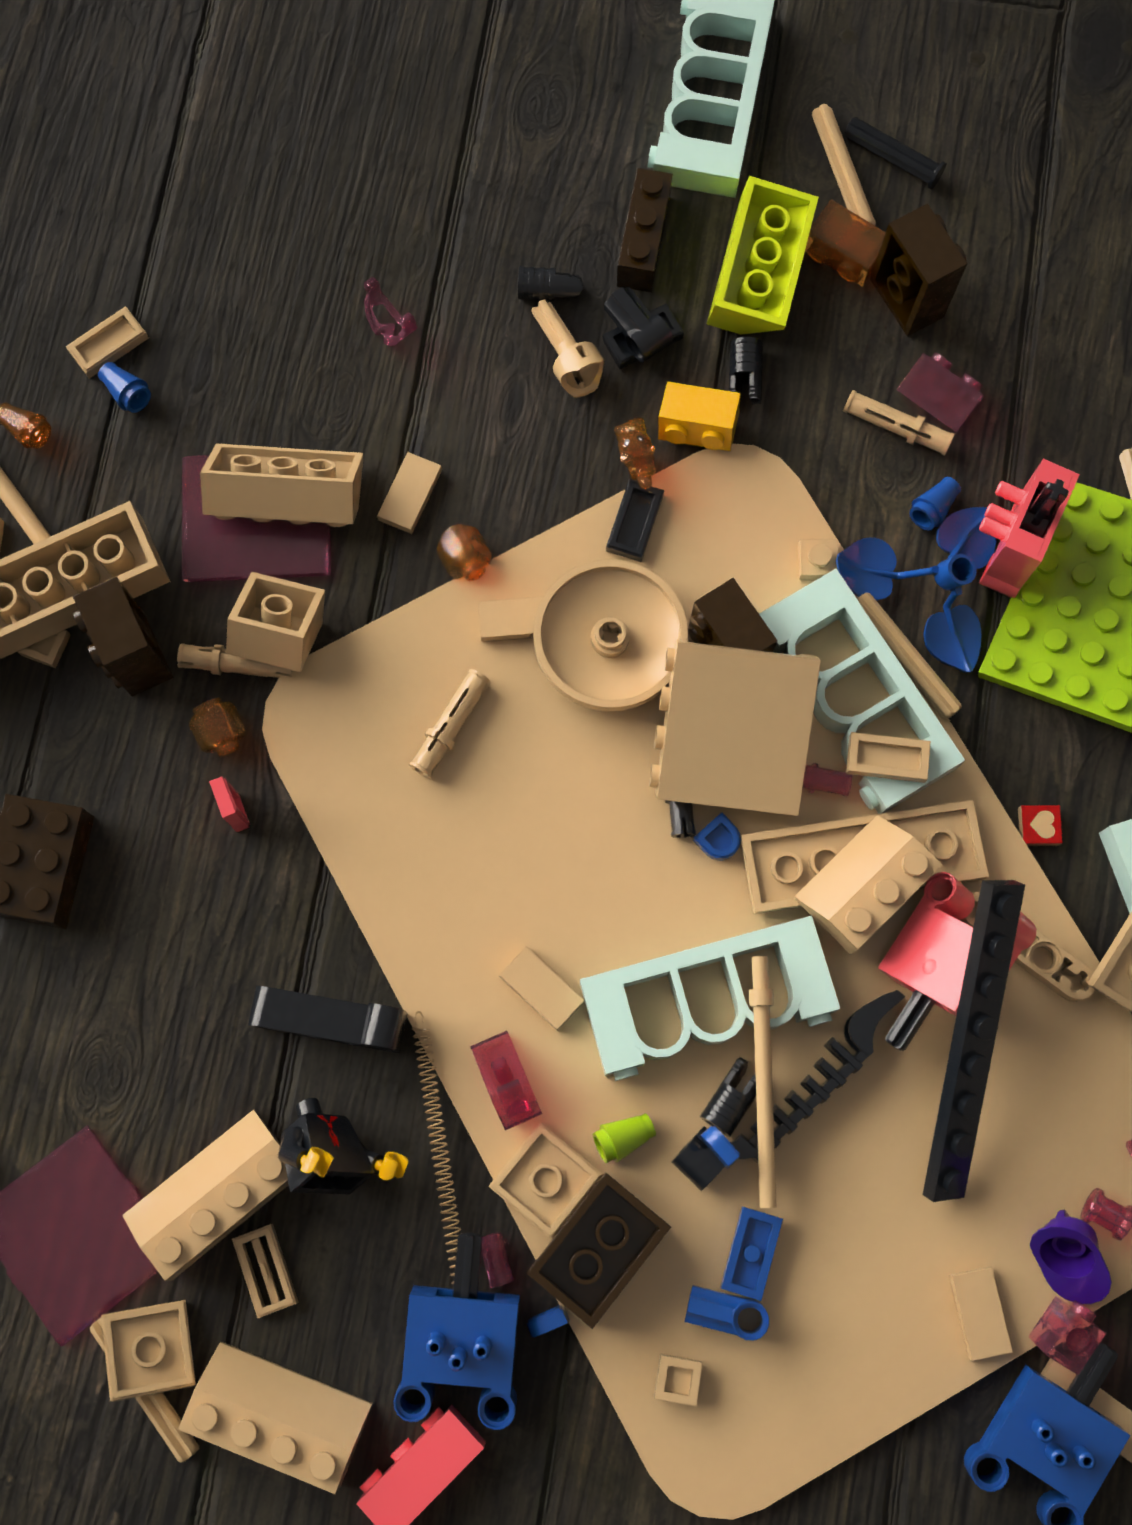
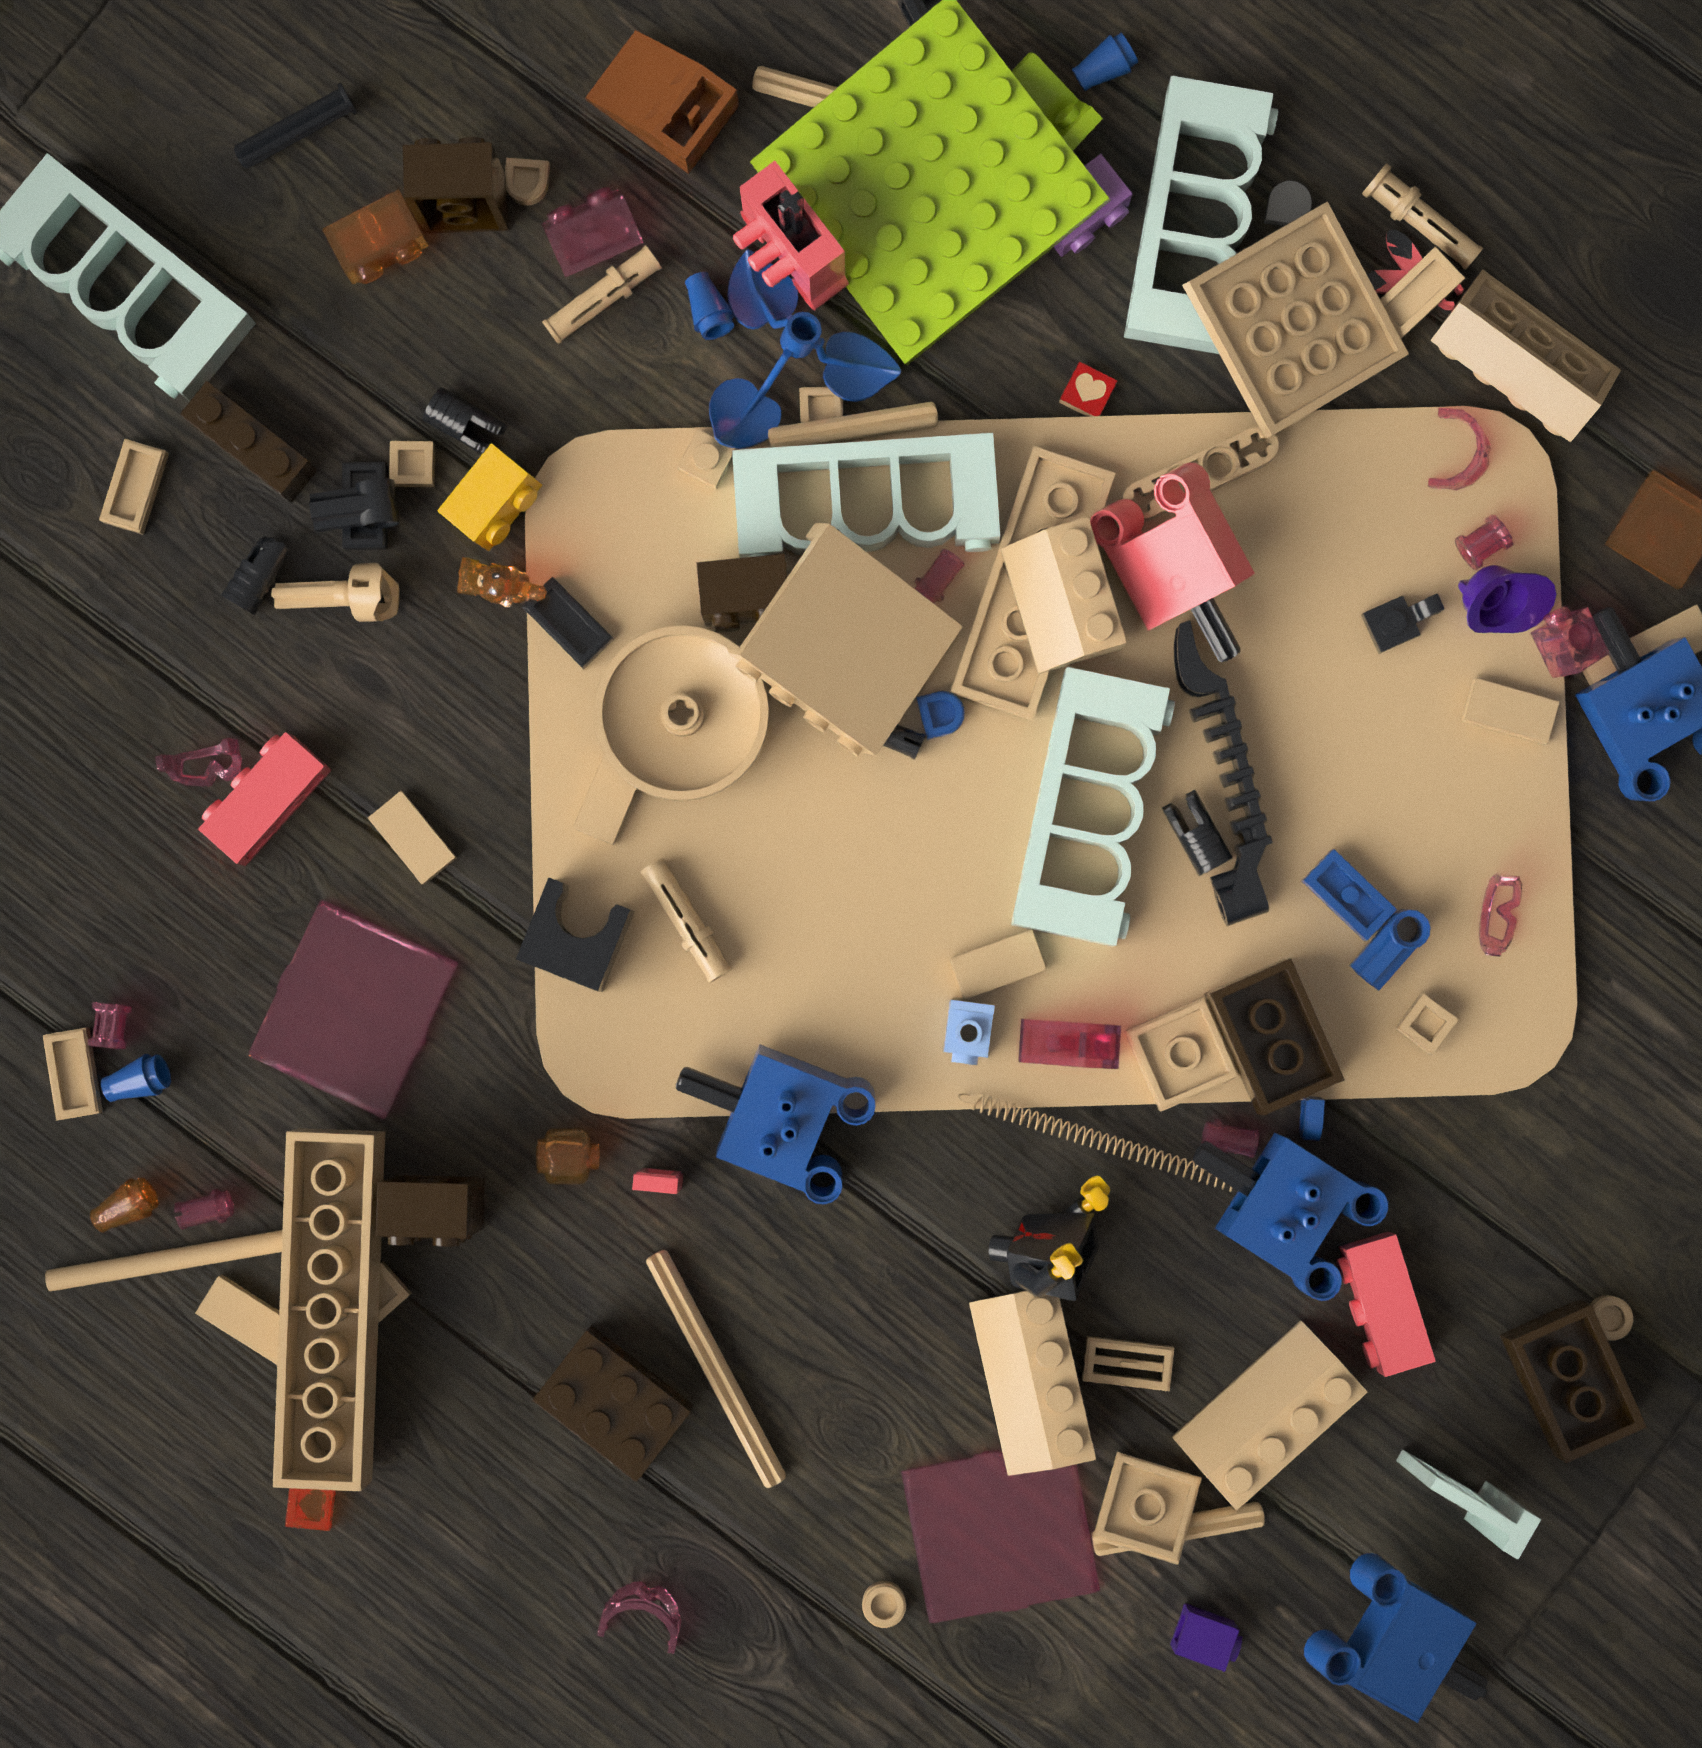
camera: 60 degrees left, 10 degrees up
(53, 490) = (205, 1209): none -> clear pink pin
(59, 1462) = (1206, 1638): none -> dark purple brick
(101, 932) = (716, 1368): none -> tan axle
(155, 347) = (109, 1025): none -> clear pink bush
(217, 661) = (504, 1105): tan pin -> none
(275, 621) = (489, 1044): tan brick -> none
(282, 484) = (338, 964): tan slope -> none
(328, 875) = (781, 1117): none -> blue piece
(329, 1019) = (921, 1187): black beam -> none
(375, 633) = (559, 952): none -> black piece
(383, 371) = (263, 798): none -> coral brick
(464, 552) = (510, 815): clear orange head -> none
(489, 994) = (959, 1015): none -> light blue brick
(568, 173) = (134, 486): none -> tan tile
(622, 1137) = (1181, 960): lime cone -> none
(693, 353) = (412, 463): none -> tan tile
(720, 1146) = (1241, 872): blue tile -> none
(761, 999) = (1124, 759): tan bar -> none
(762, 258) = (350, 337): neon yellow slope -> none
(774, 1399) = (1490, 944): none -> clear pink helmet
(841, 162) = (282, 191): tan axle -> none
(888, 757) = (952, 507): tan tile -> none
(910, 623) = (819, 404): none -> tan tile
(952, 329) = (527, 180): none -> tan tile
(973, 1039) = (1267, 581): black plate -> none
(1000, 1173) = (1396, 622): none -> black plate
(1072, 395) = (665, 99): none -> dark orange slope

